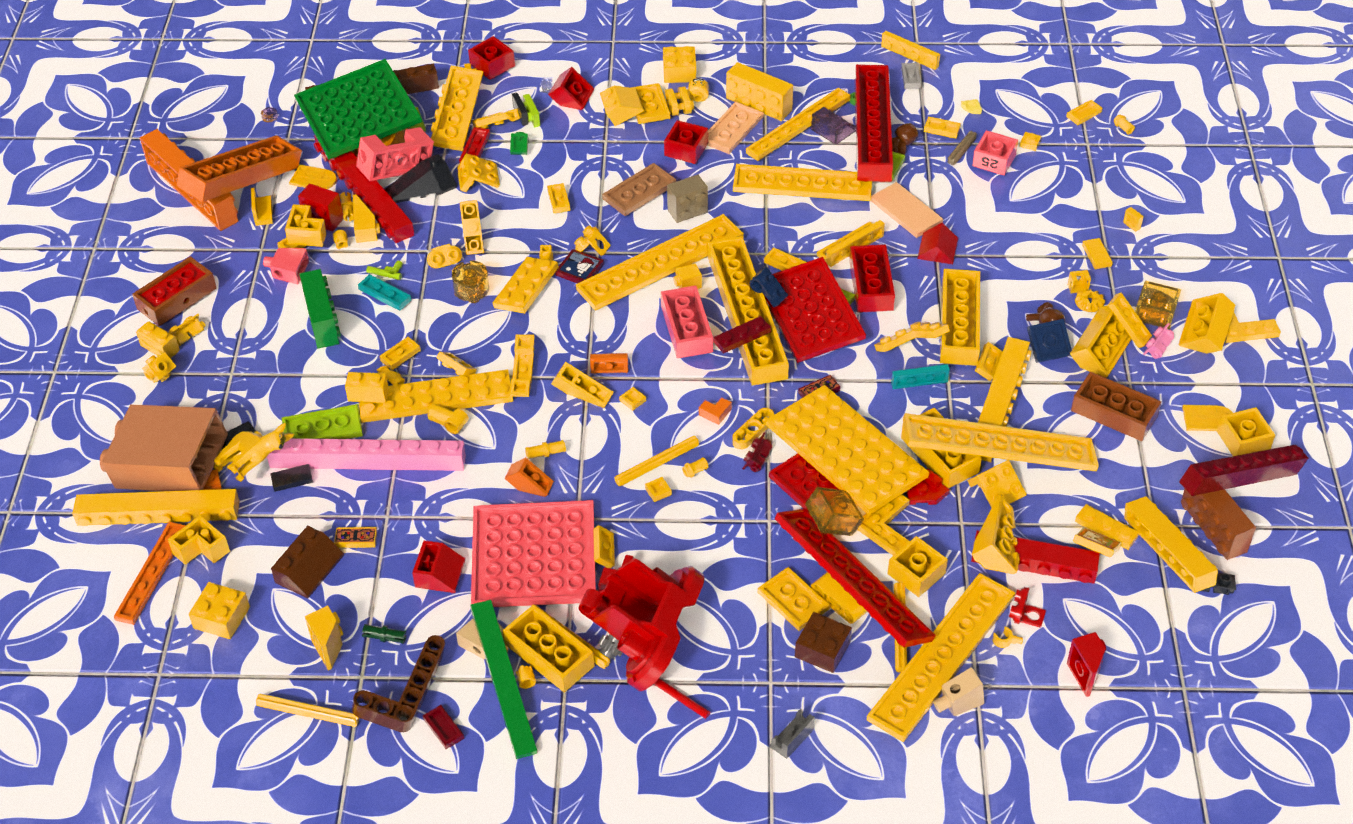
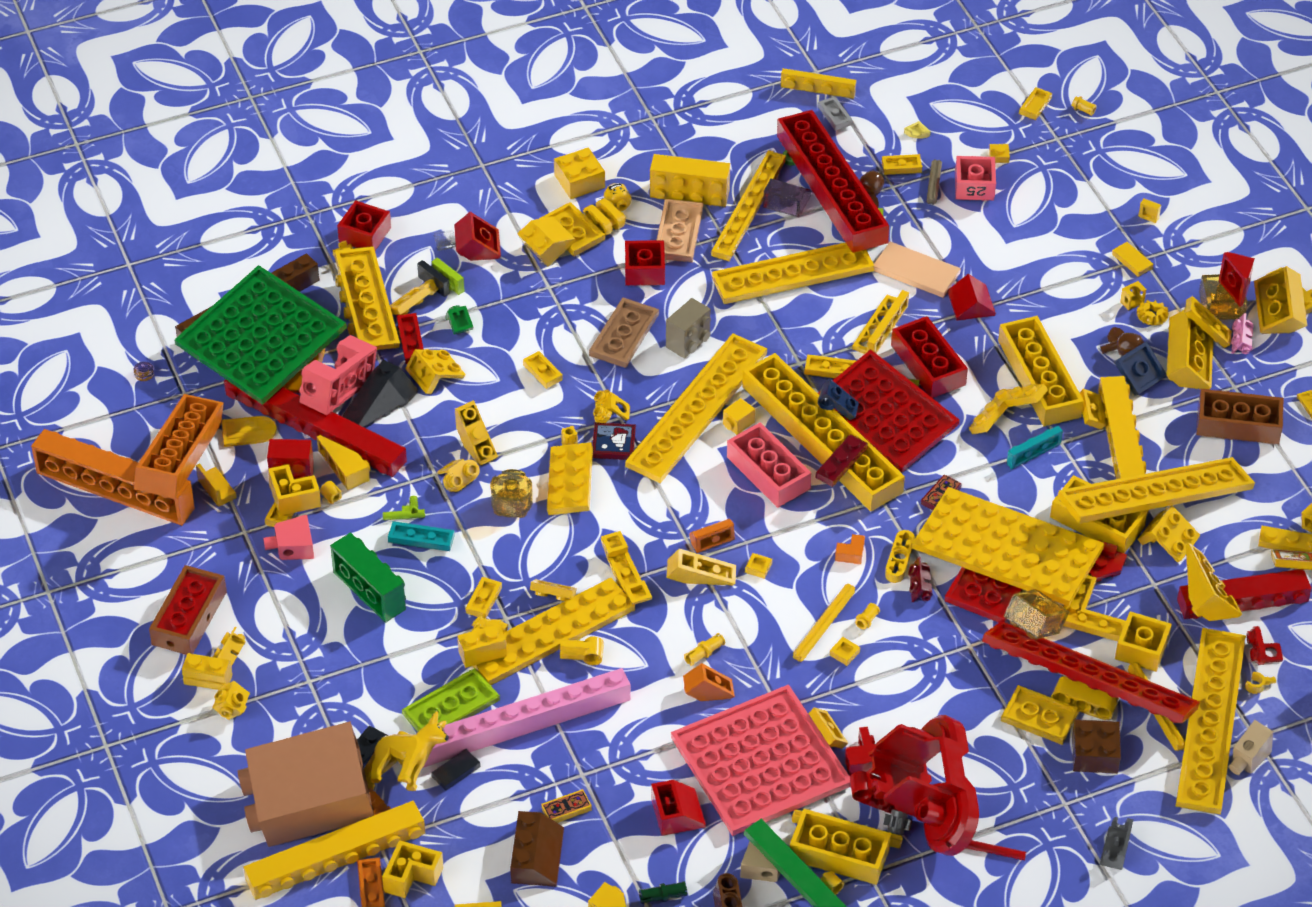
camera: 25 degrees left, 0 degrees up
(347, 206) = (318, 456): yellow pin -> none
(1171, 287) = (1236, 275): none -> red slope

